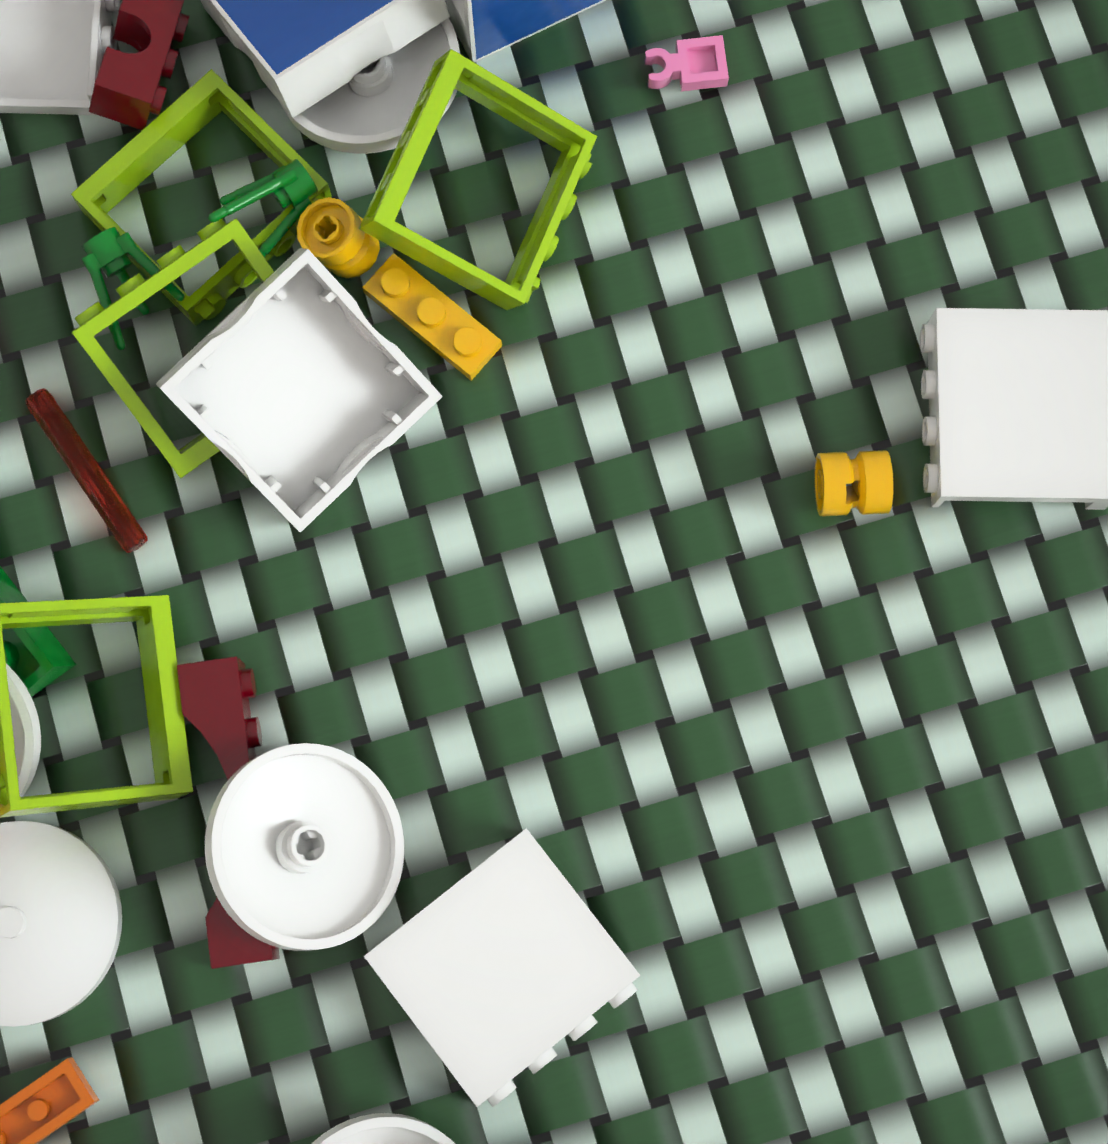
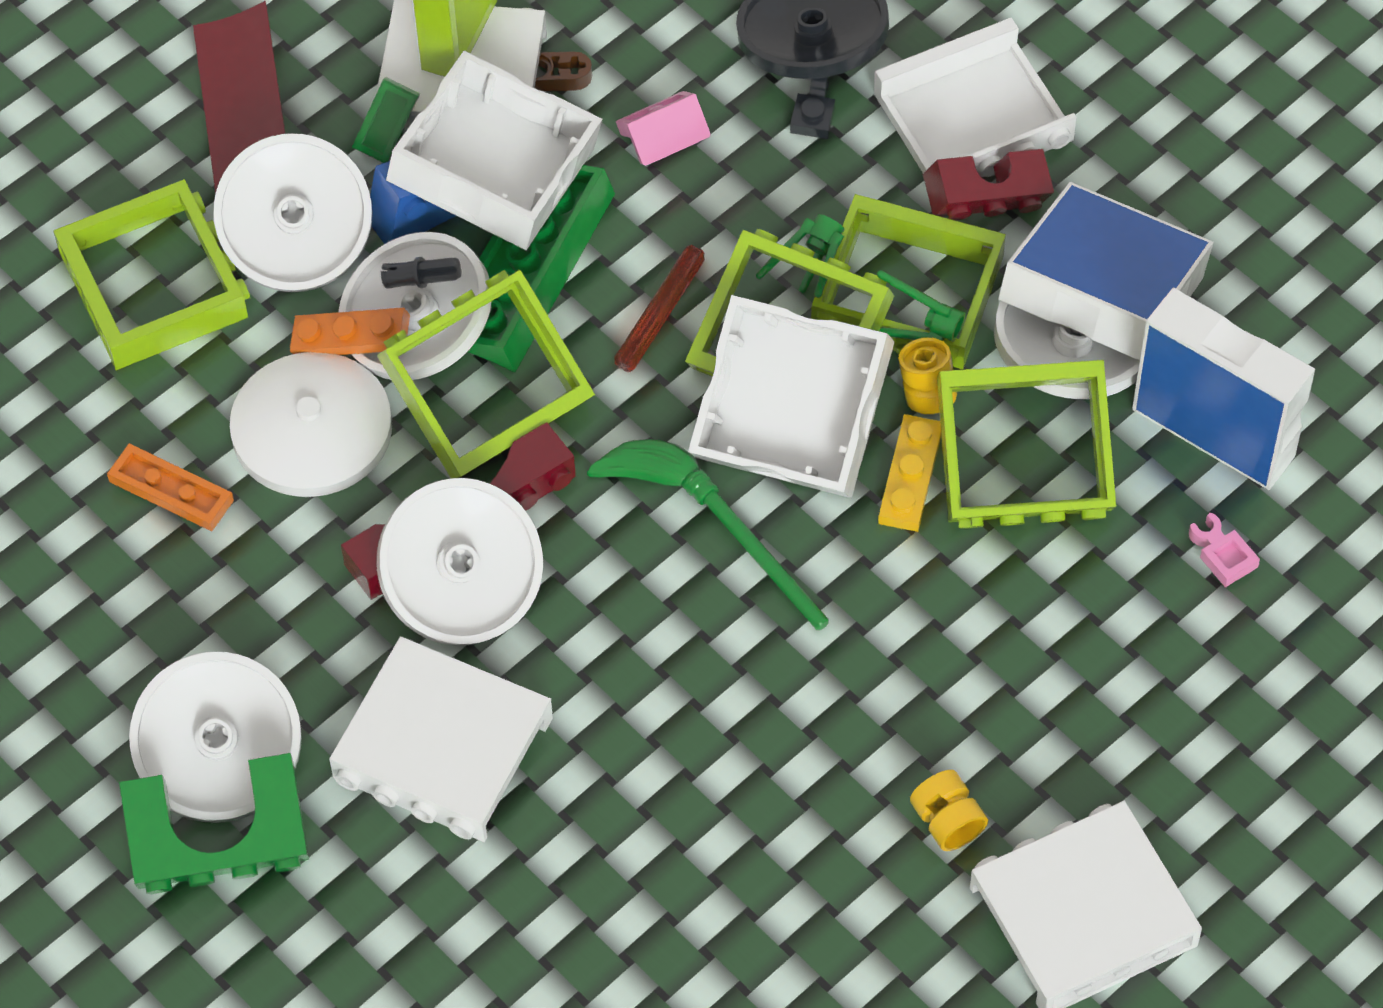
camera: 65 degrees right, 20 degrees down
(294, 556) = (675, 466): none -> green piece

